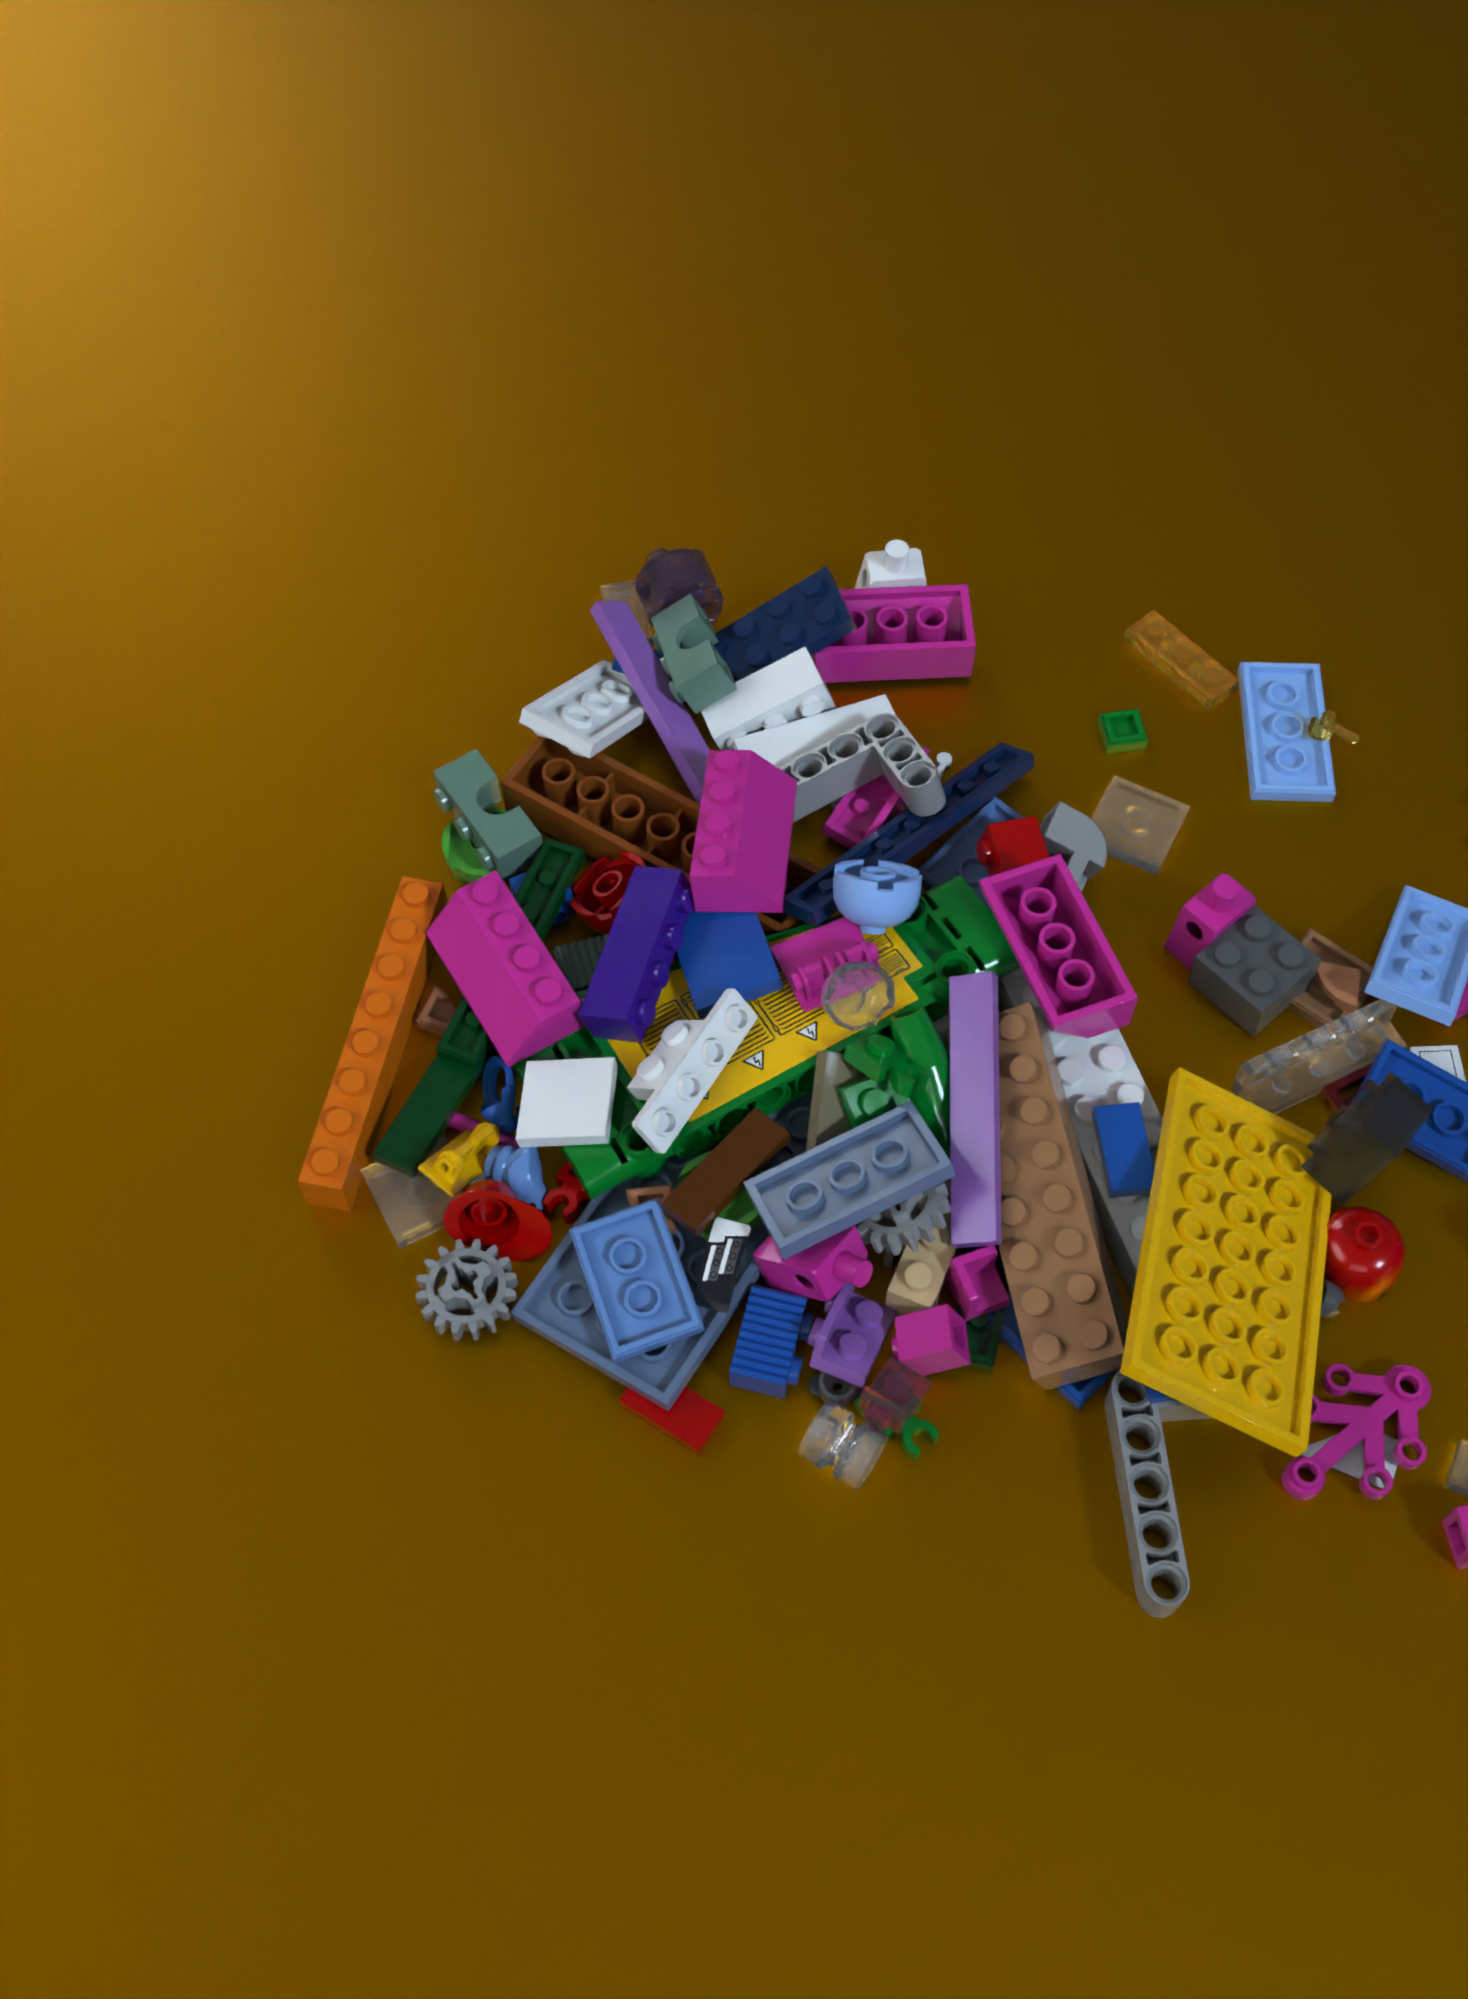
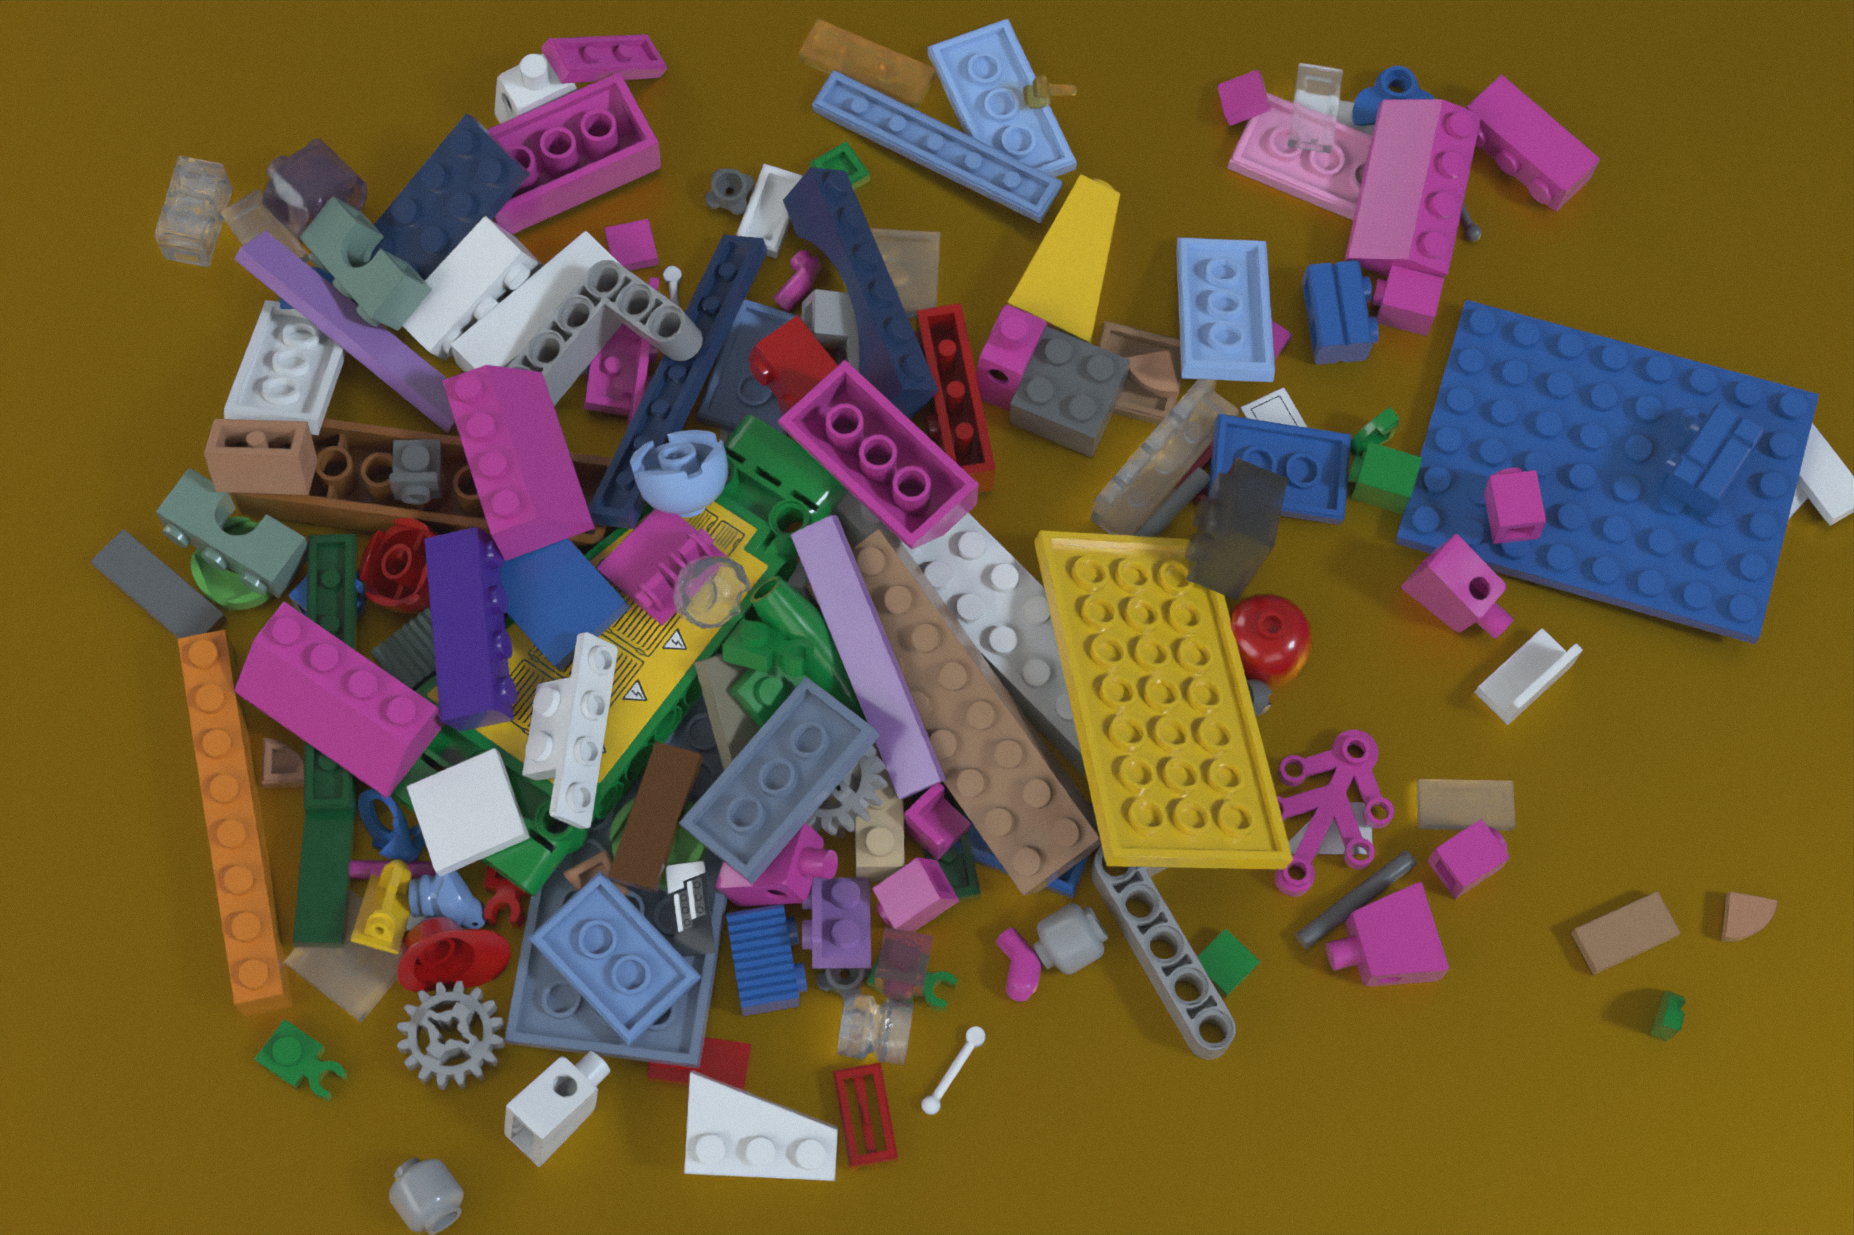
camera: 30 degrees left, 10 degrees up
(330, 1255) = (296, 1056): none -> green plate
(378, 1417) = (426, 1195): none -> light grey head
(409, 837) = (156, 587): none -> dark grey tile
(524, 1386) = (554, 1106): none -> white torso
(534, 756) = (261, 456): none -> nougat brick
(576, 576) = (192, 211): none -> clear brick
(657, 817) = (417, 470): none -> dark grey bracket
(687, 1491) = (754, 1137): none -> white wedge
(791, 1563) = (872, 1157): none -> red tile
(922, 723) = (632, 244): none -> dark pink tile
(933, 1497) = (974, 1038): none -> white hinge
(953, 568) = (602, 56): none -> dark pink tile
(1006, 1450) = (1024, 965): none -> dark pink arm
(1021, 703) = (729, 179): none -> dark grey plate
(1053, 738) = (766, 212): none -> white tile
(1058, 791) = (800, 284): none -> dark pink arm
(1061, 1442) = (1070, 938): none -> light grey head
(1104, 874) = (889, 354): none -> dark blue arch
(1124, 1149) = (1020, 635): blue tile -> none
(1148, 929) = (957, 407): none -> red brick
(1205, 1531) = (1227, 962): none -> green tile
(1218, 740) = (937, 146): none -> medium blue tile
(1302, 865) = (1071, 262): none -> yellow slope
(1317, 1100) = (1174, 504): none -> dark grey bar
(1356, 1526) = (1355, 899): none -> dark grey bar
(1379, 1579) = (1392, 941): none -> dark pink torso

